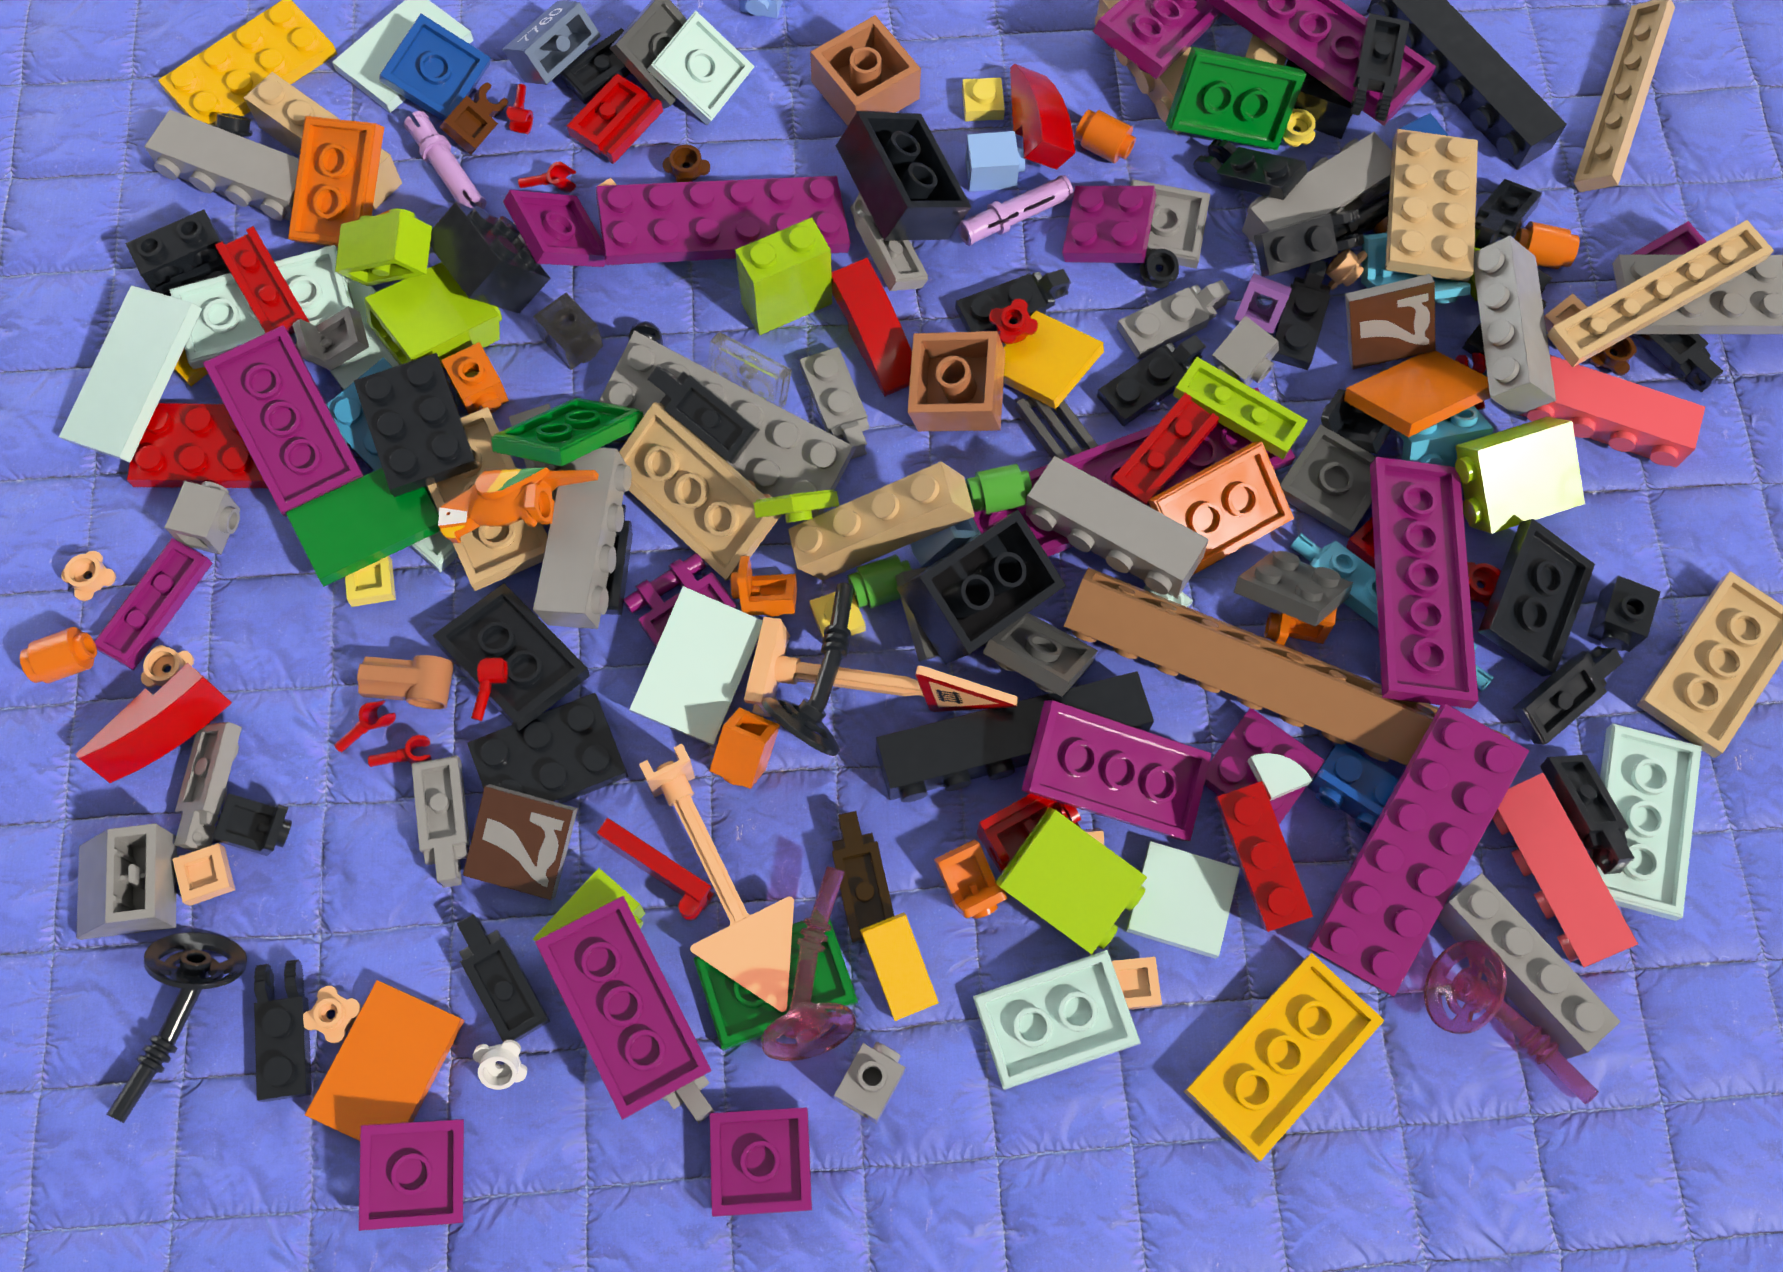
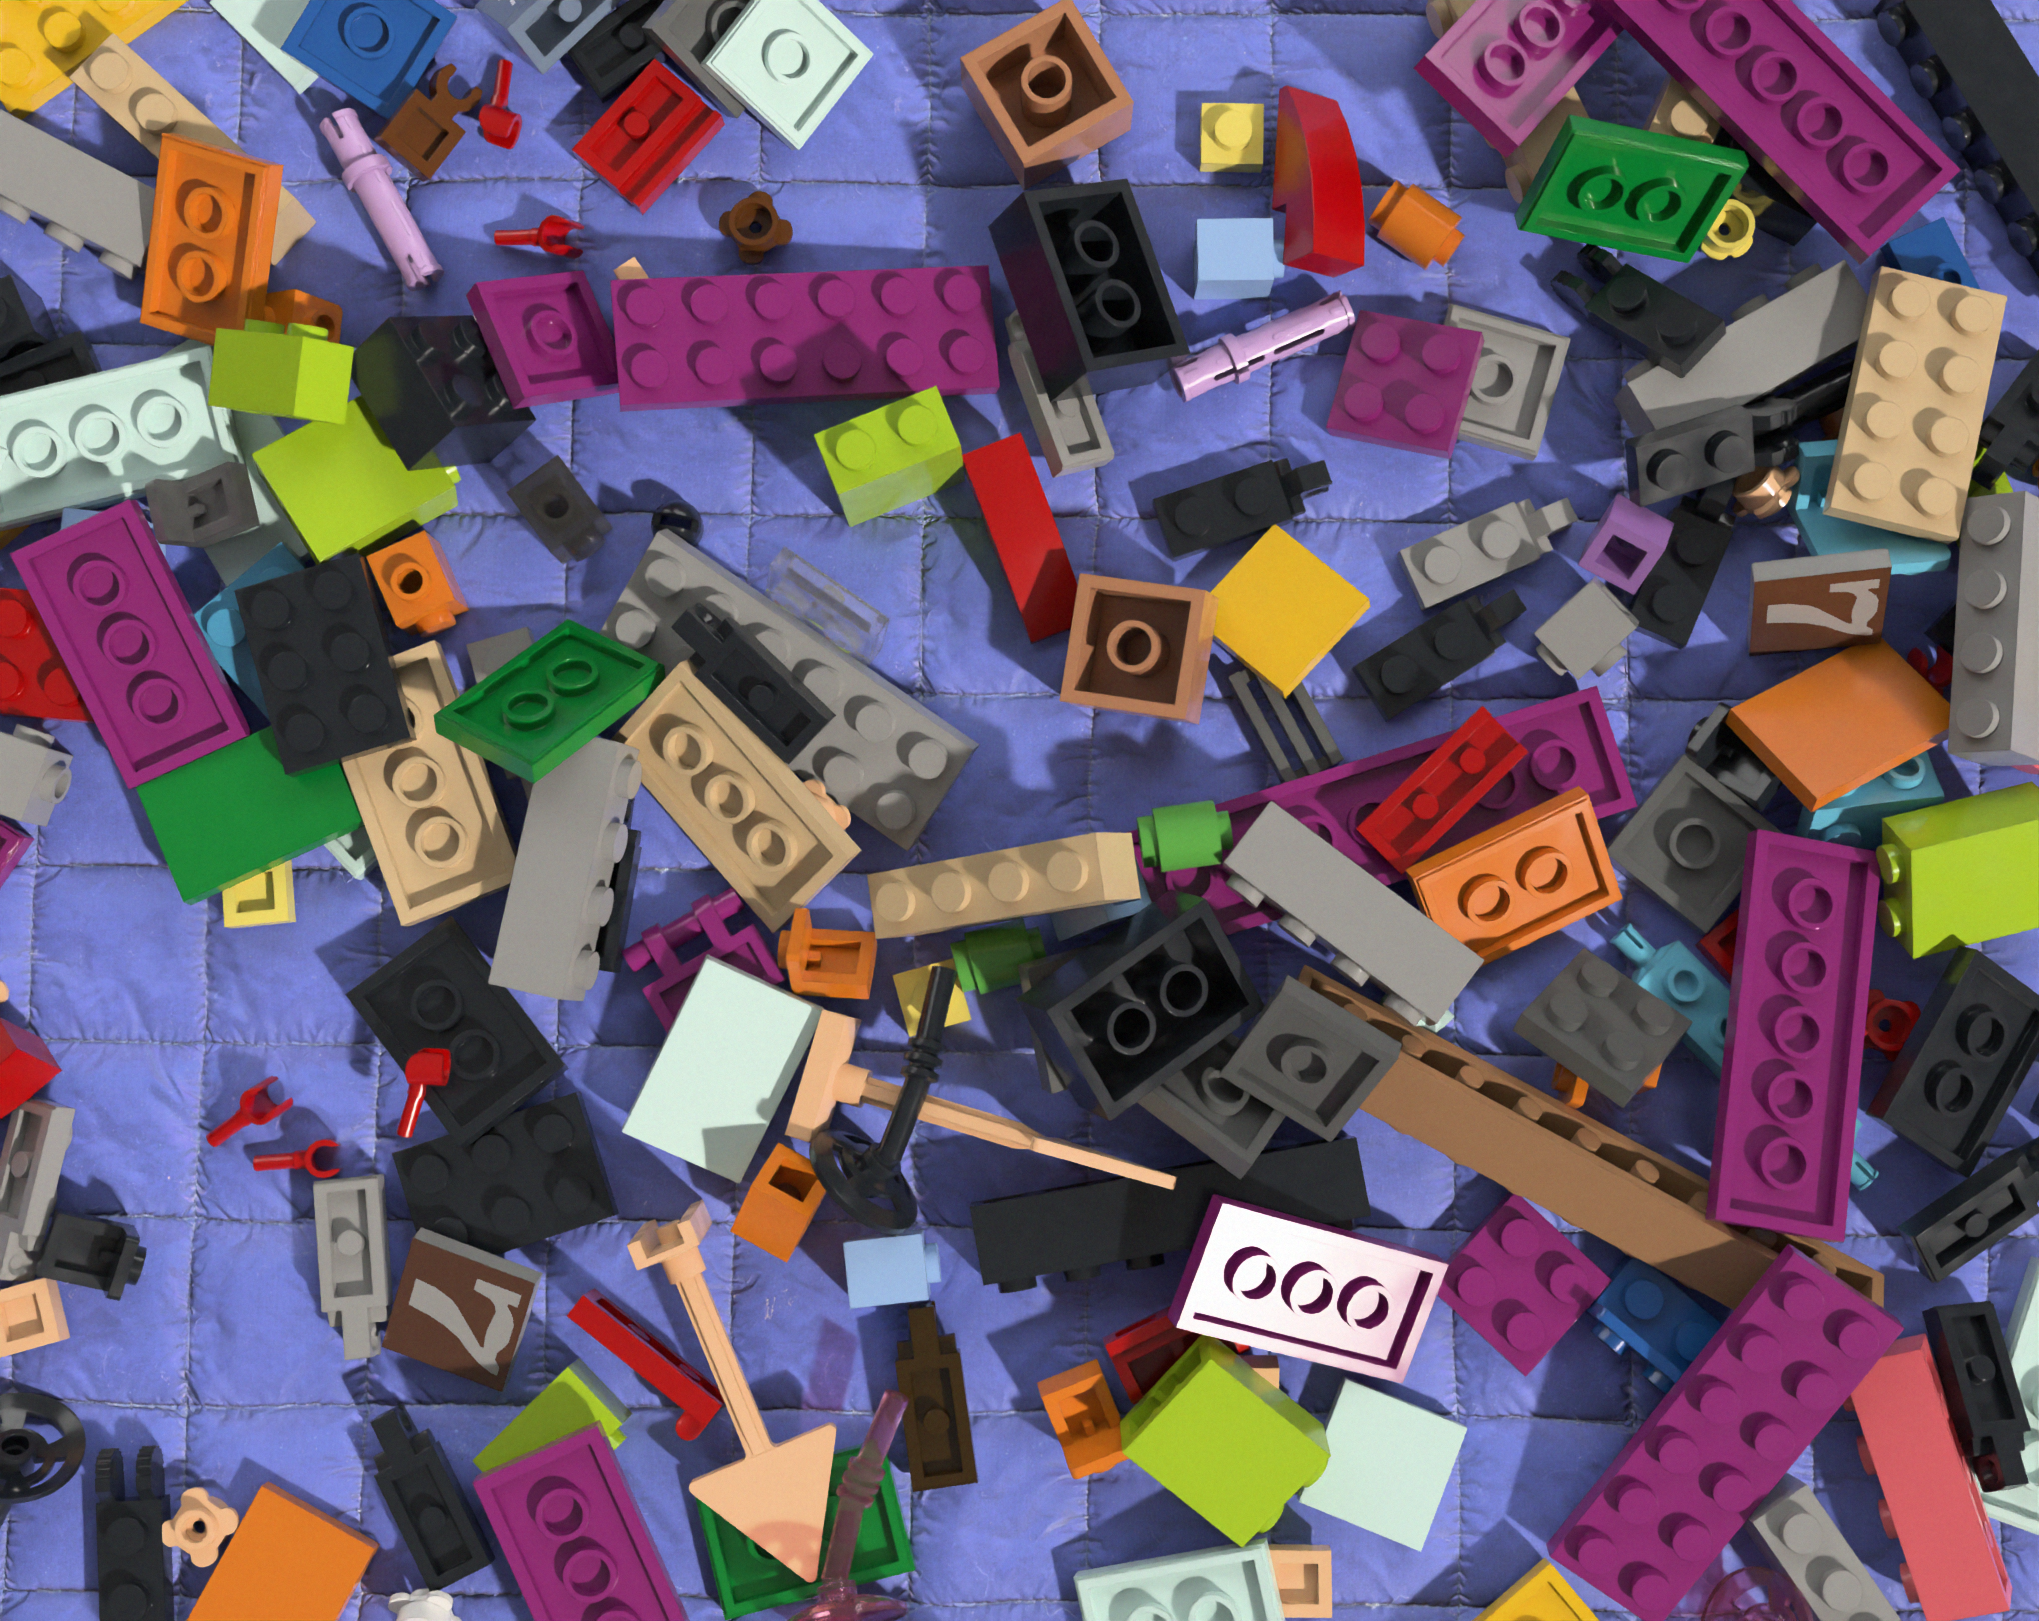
camera: 10 degrees right, 15 degrees up
(234, 123) = (55, 111): black plate -> none
(261, 282) = (99, 412): red hinge -> none
(419, 681) = (325, 1056): nougat piece -> none
(506, 498) = (450, 815): orange animal -> none
(796, 506) = (879, 852): lime plate -> none
(823, 789) = (890, 1268): none -> light blue brick
(836, 397) = (958, 647): light grey hinge -> none
(899, 966) = (974, 1531): yellow tile -> none
(1017, 332) = (1242, 533): red plate -> none
(1100, 615) = (1310, 1059): none -> dark grey plate
(1169, 265) = (1487, 473): black plate -> none
(1241, 407) = (1564, 728): lime plate -> none
(1263, 857) = (1500, 1428): red brick -> none
(1278, 774) = (1539, 1307): light aqua tile -> none
(1379, 62) = (1868, 166): black hinge -> none

